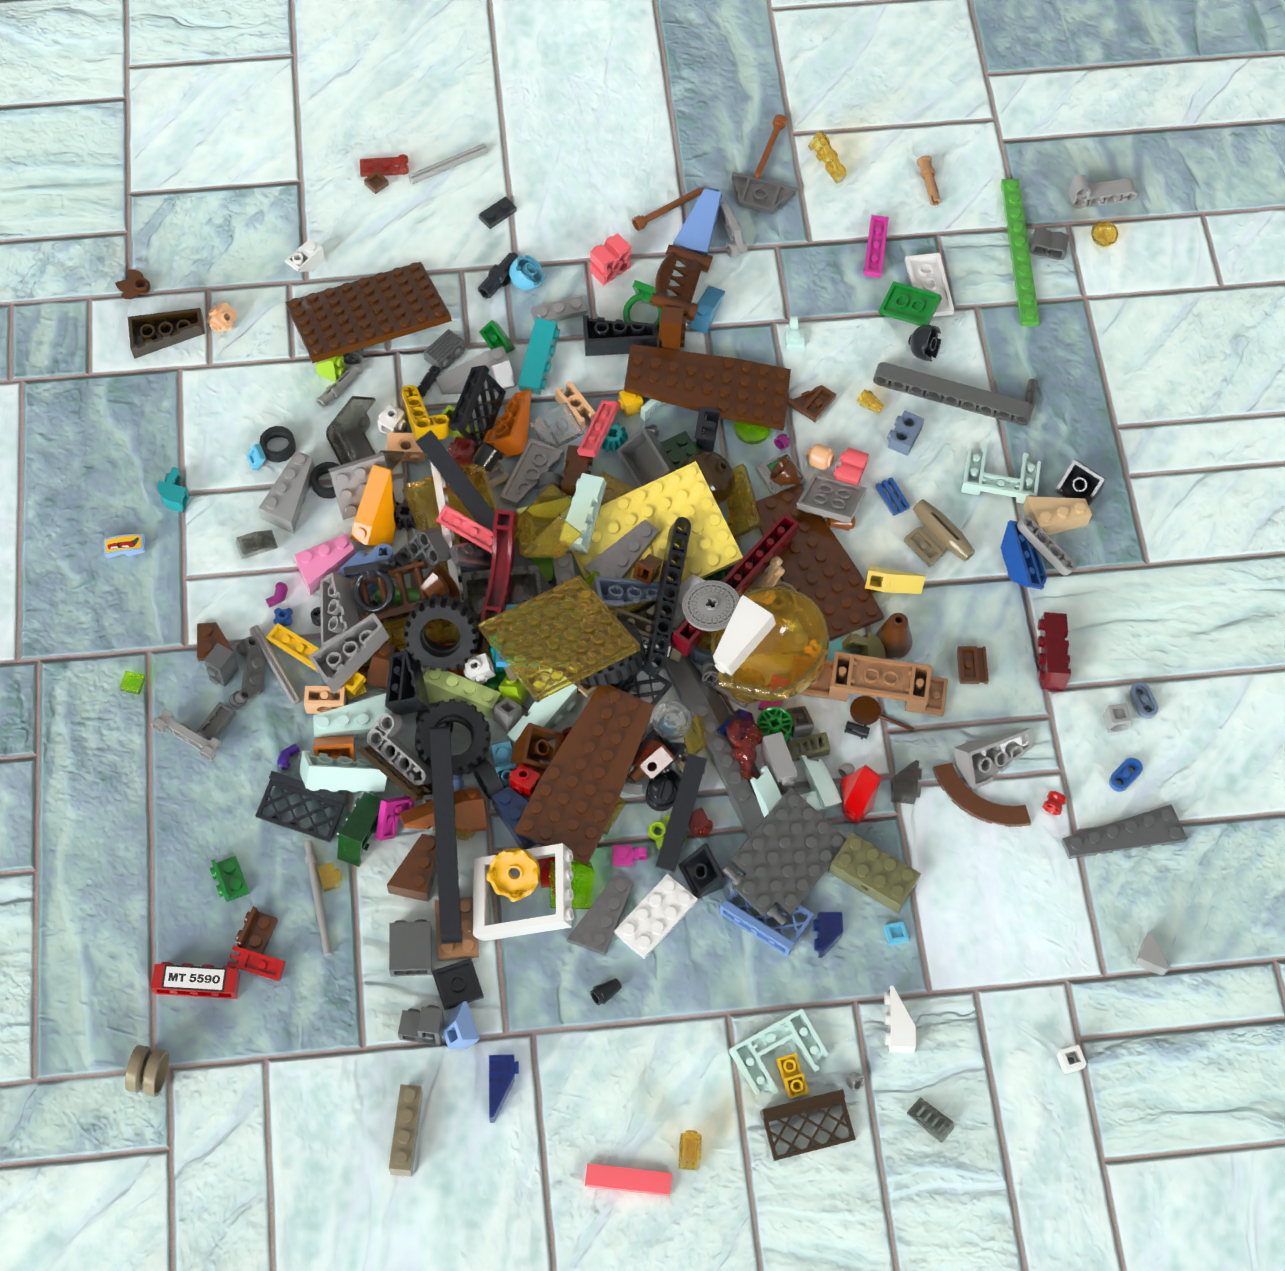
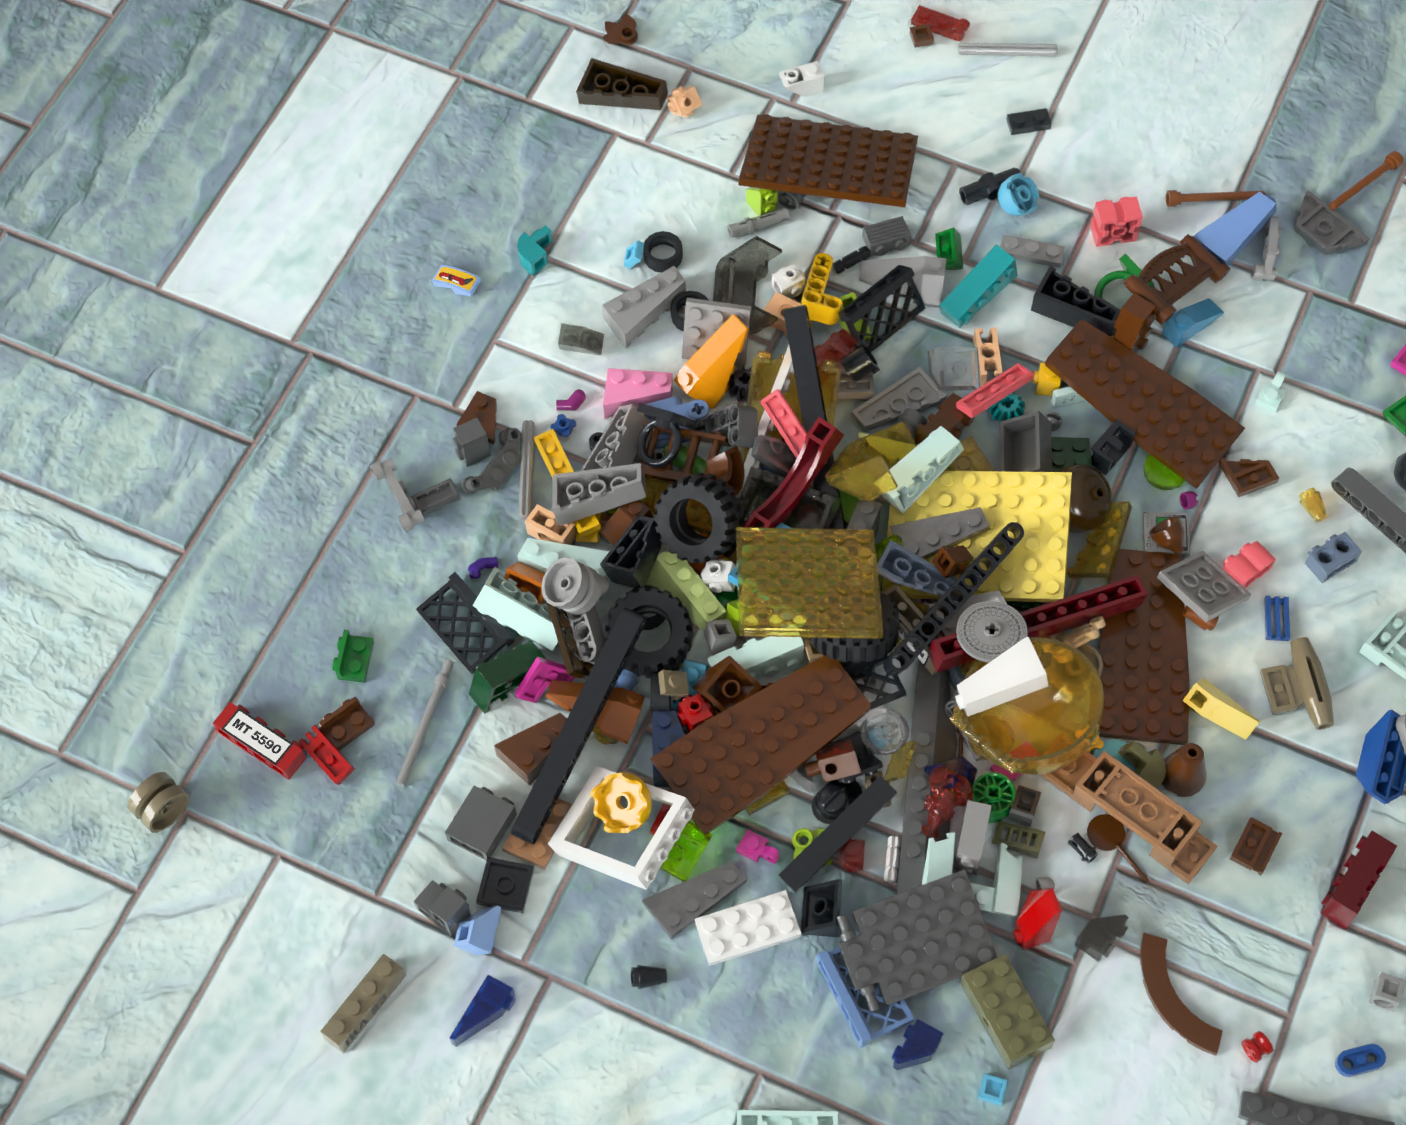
camera: 35 degrees right, 0 degrees up
(132, 682) = (381, 417): clear neon green plate -> none
(329, 876) = (447, 707): clear yellow plate -> none
(378, 732) = (571, 586): none -> light grey wheel
(497, 766) = (673, 684): none -> dark tan bracket
(512, 427) = (905, 350): orange wedge -> none
(729, 810) = (892, 859): none -> white axle
(820, 456) = (1220, 536): light nougat head -> none
(985, 757) = (1208, 954): light grey wedge -> none

